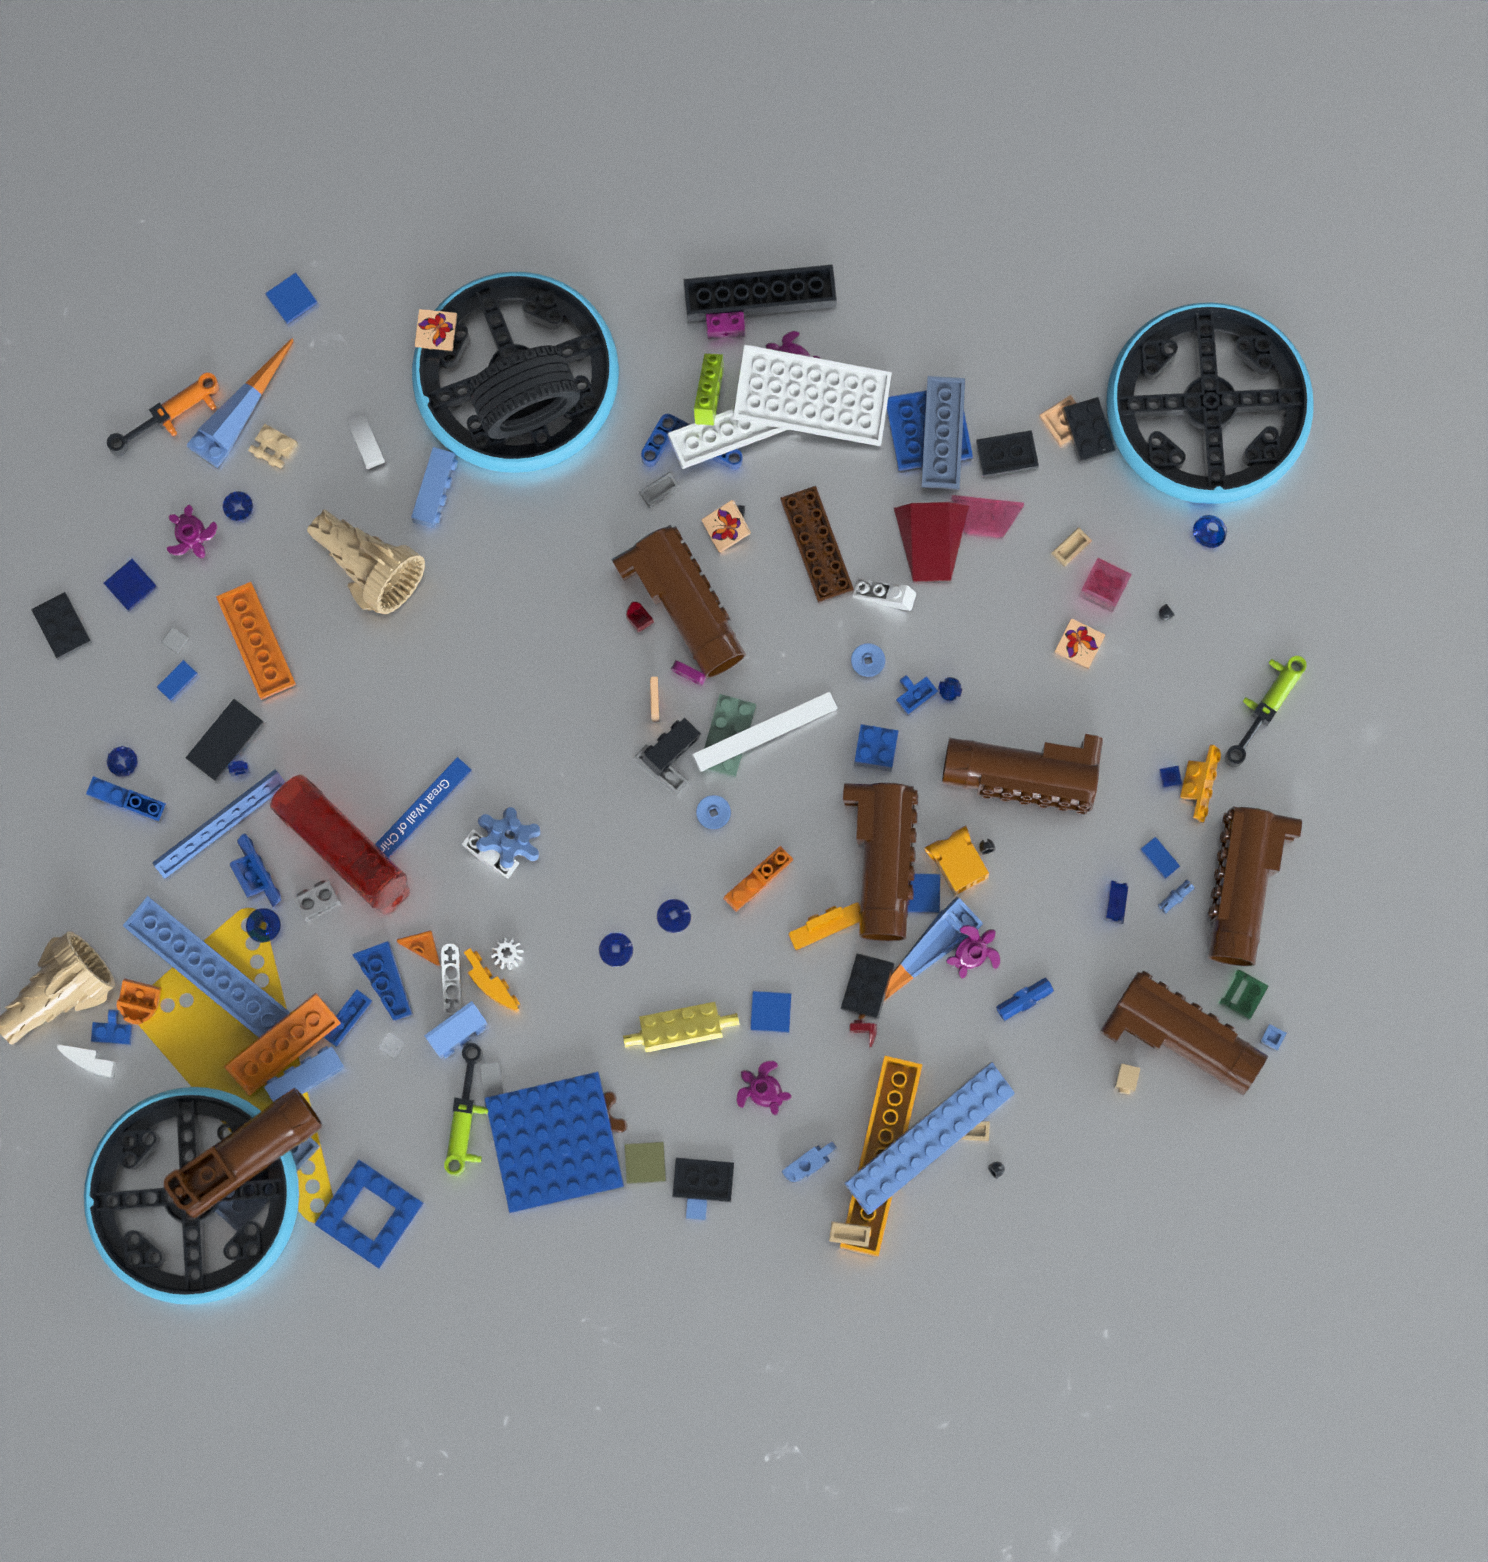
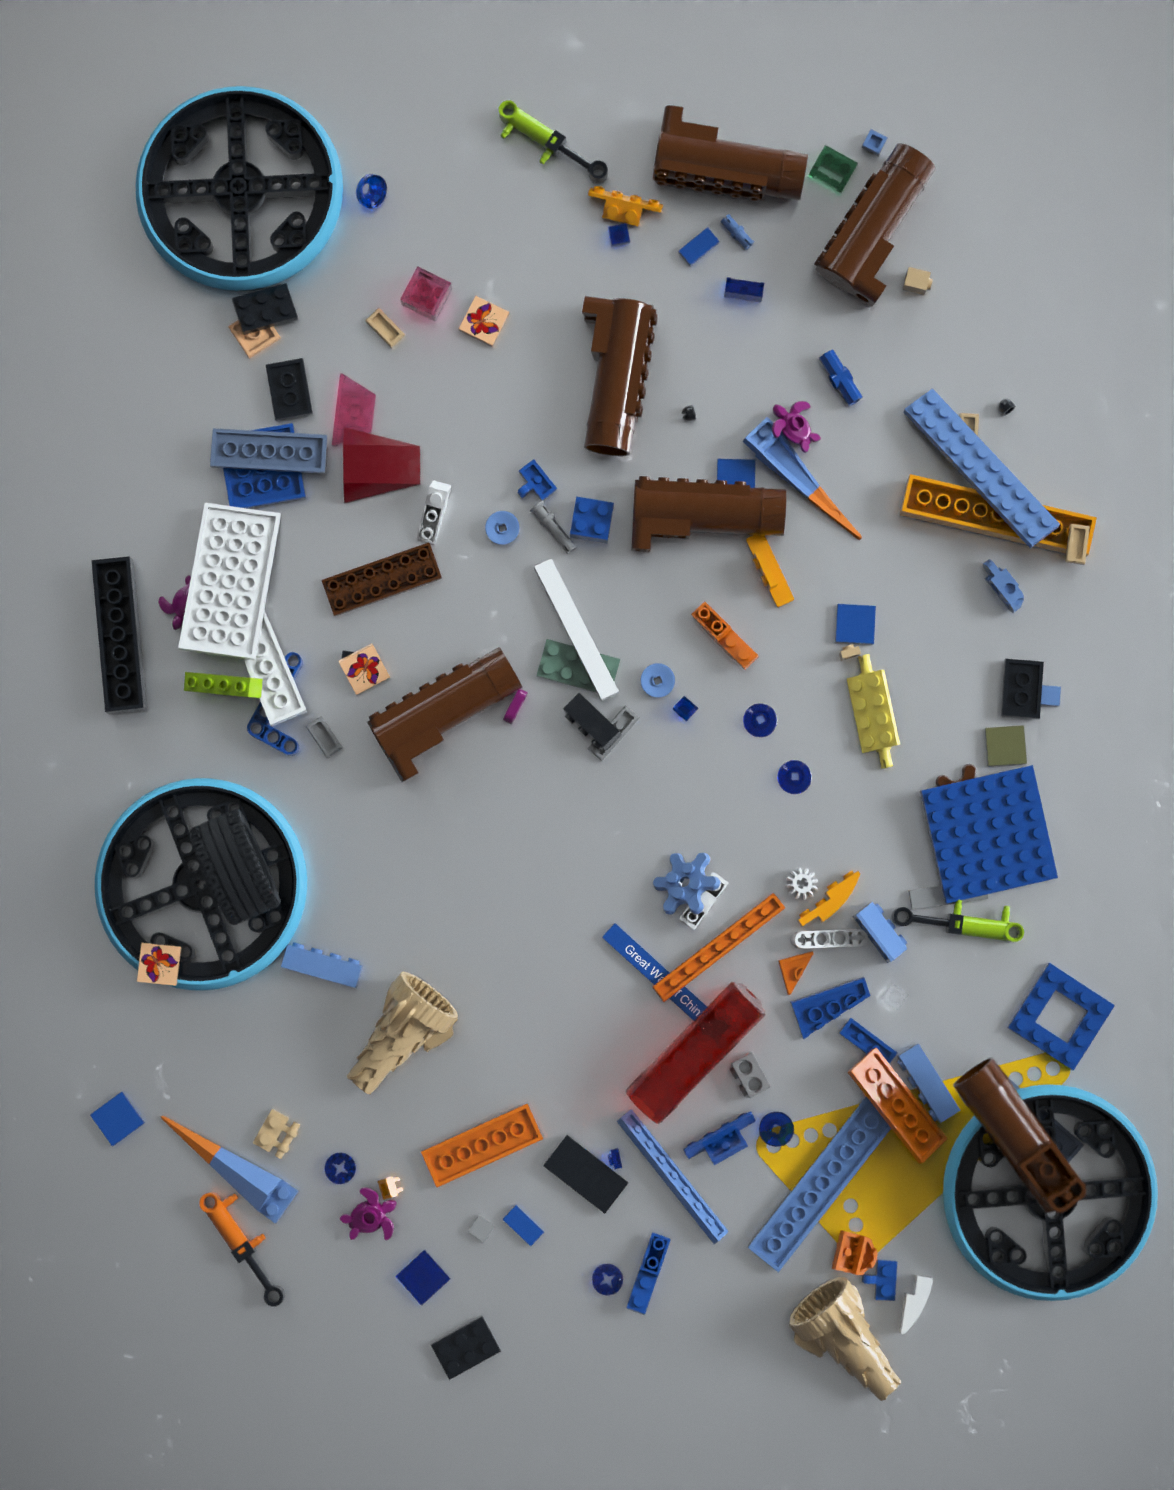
camera: 90 degrees left, 5 degrees up
(216, 551) = (388, 1188): none -> tile
(365, 441) = (271, 1037): white slope -> none
(445, 871) = (718, 947): none -> orange tile
(638, 616) = (457, 756): dark red plate -> none
(654, 689) = (544, 738): light nougat tile -> none
(685, 839) = (685, 708): none -> clear blue plate
(725, 325) = (152, 670): magenta brick -> none
(741, 1004) = (849, 652): none -> tan plate
(762, 1089) = (933, 630): magenta animal -> none
(860, 1026) = (870, 536): dark red plate -> none
(867, 986) = (829, 529): black plate -> none
(876, 705) = (547, 520): none -> light grey pin
(950, 688) = (531, 447): clear blue gear -> none
(958, 861) = (705, 440): light orange piece -> none
(1165, 612) = (453, 236): black hinge -> none

